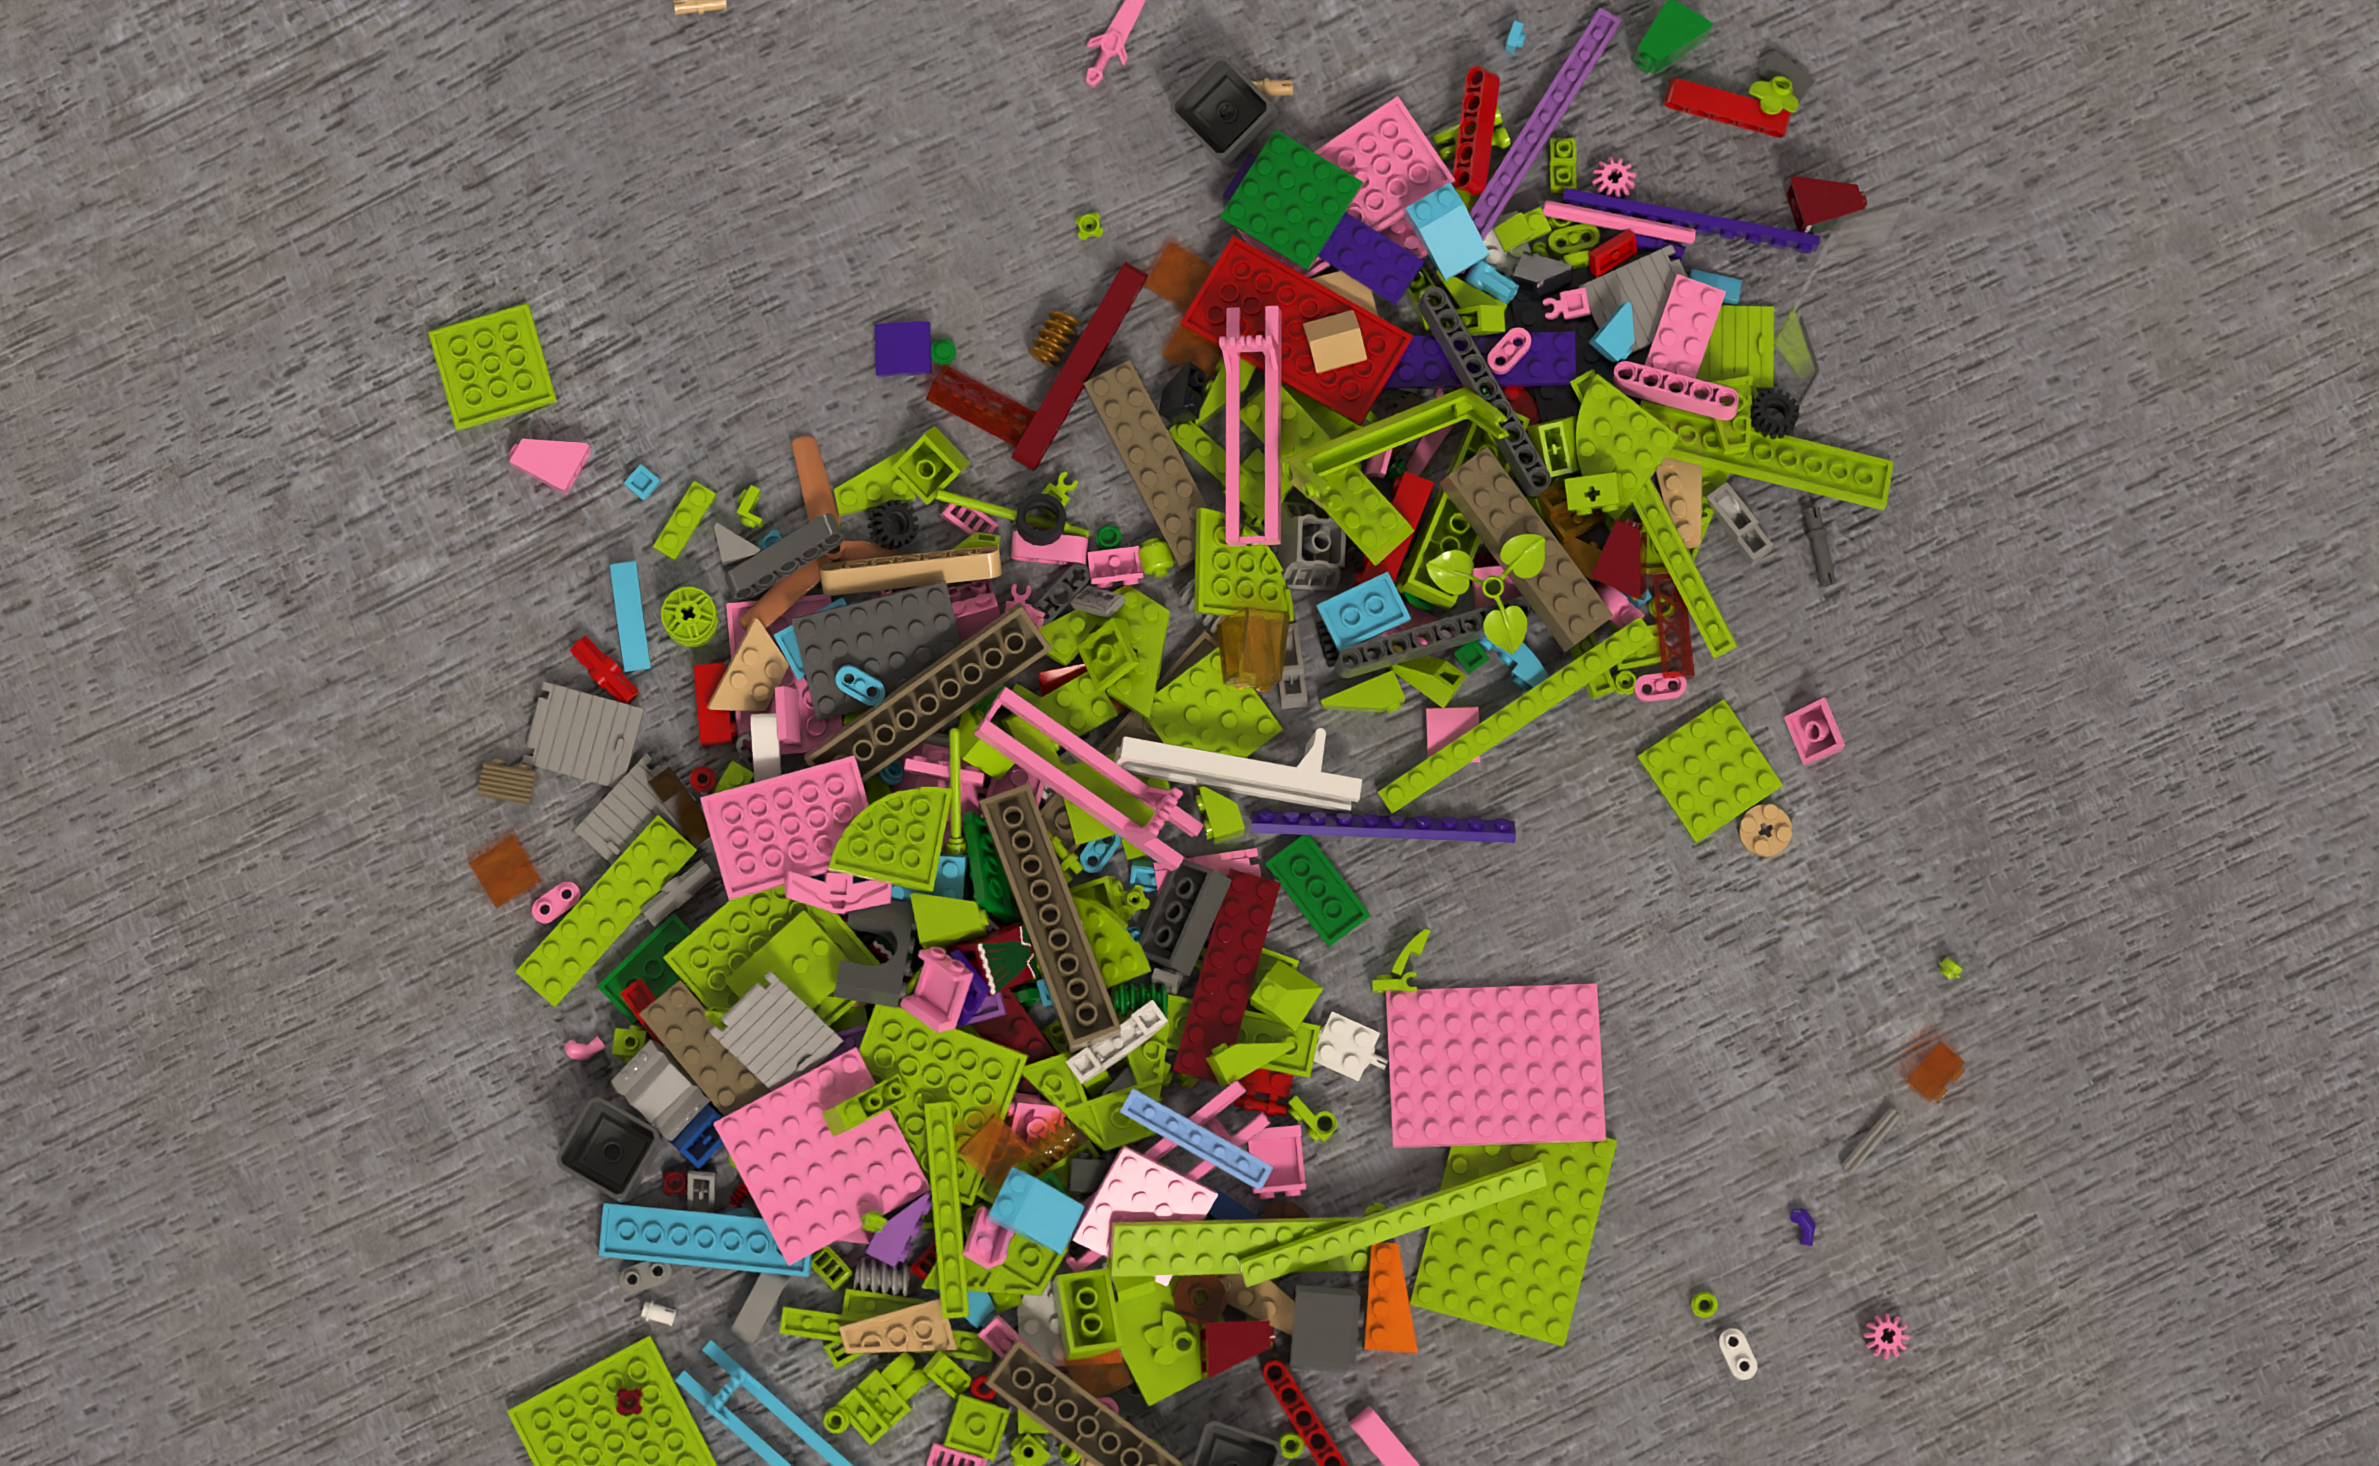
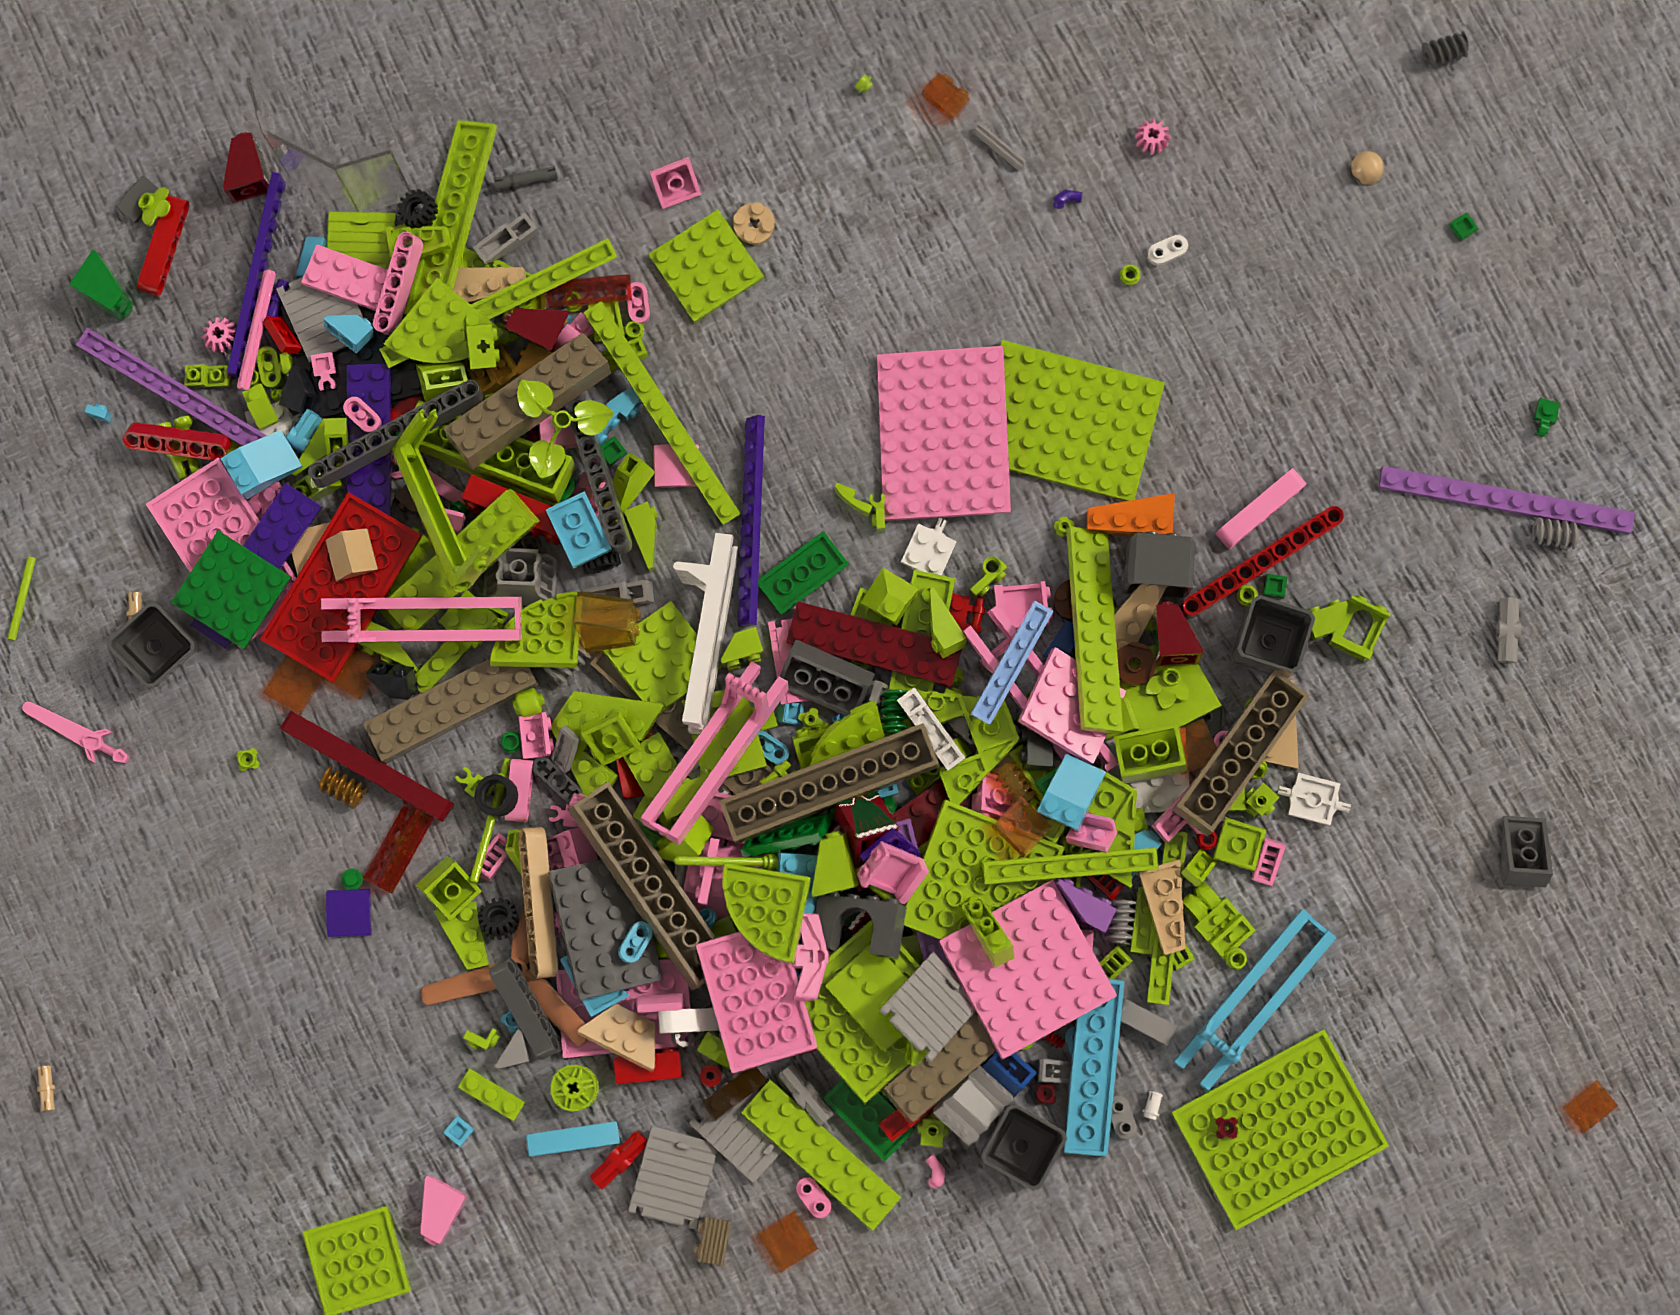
camera: 85 degrees left, 0 degrees up
(873, 1221) = (1081, 925): lime plate -> none
(1392, 1222) = (1073, 512): lime plate -> none

